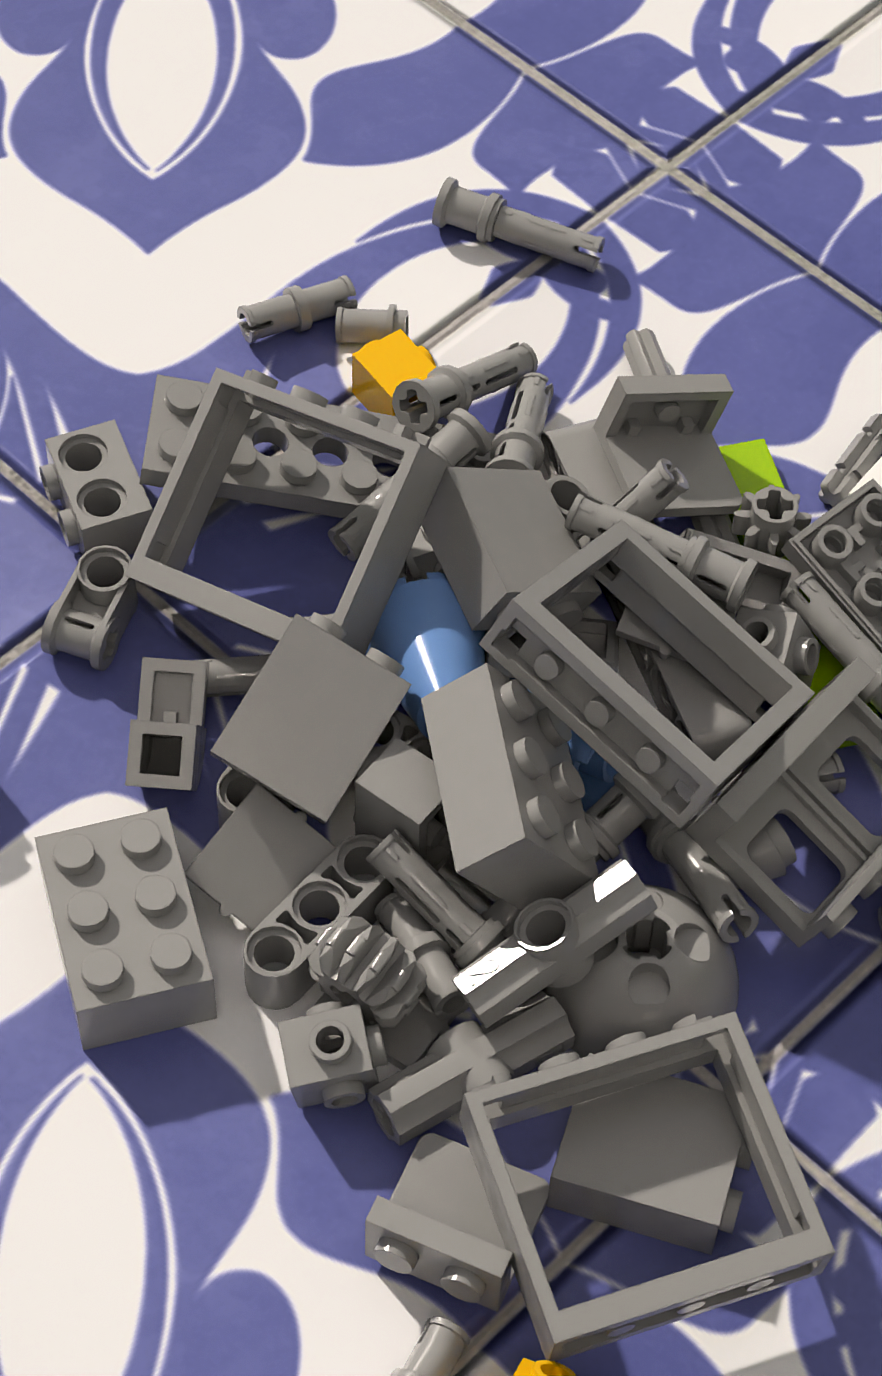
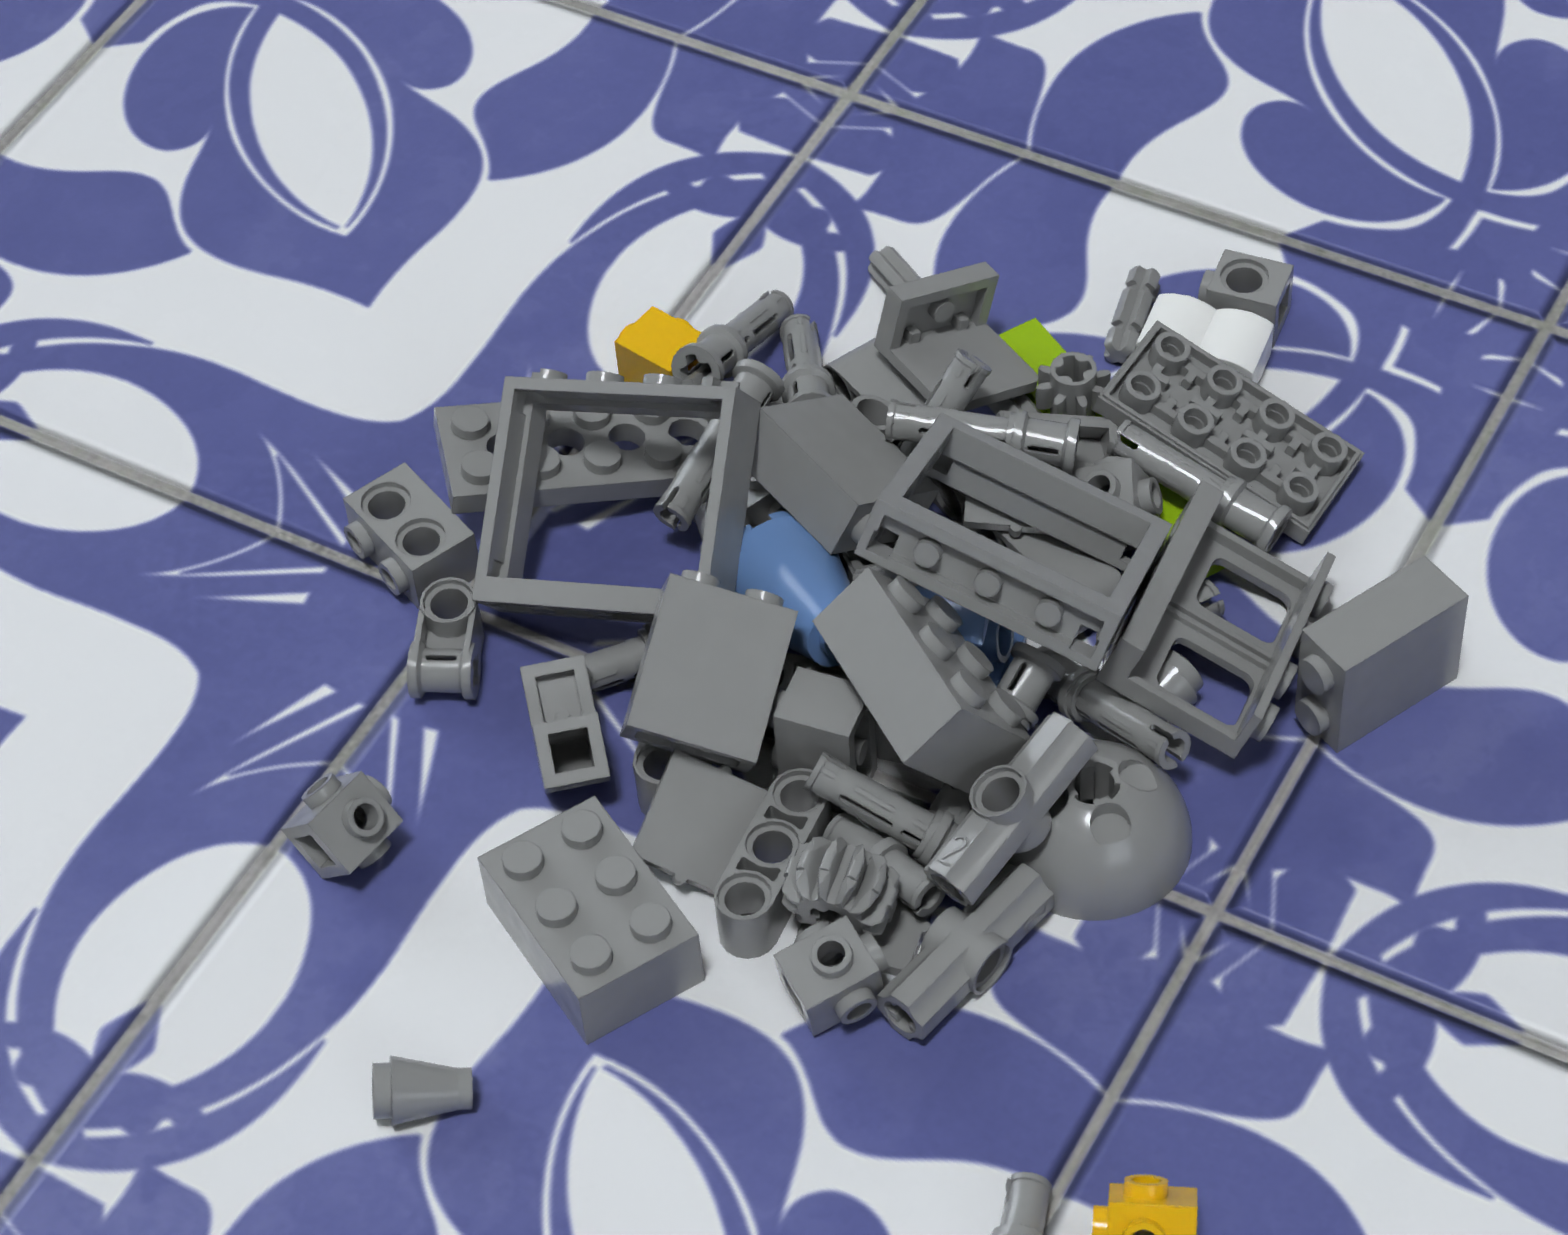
camera: 10 degrees left, 5 degrees down
(296, 308) = (539, 317): light grey pin -> none
(369, 324) = (615, 314): light grey pin -> none
(444, 1225) = (1002, 1087): light grey bracket -> none
(493, 219) = (699, 184): light grey pin -> none
(625, 1064) = (1119, 891): light grey window -> none
(653, 1162) = (1164, 977): light grey brick -> none

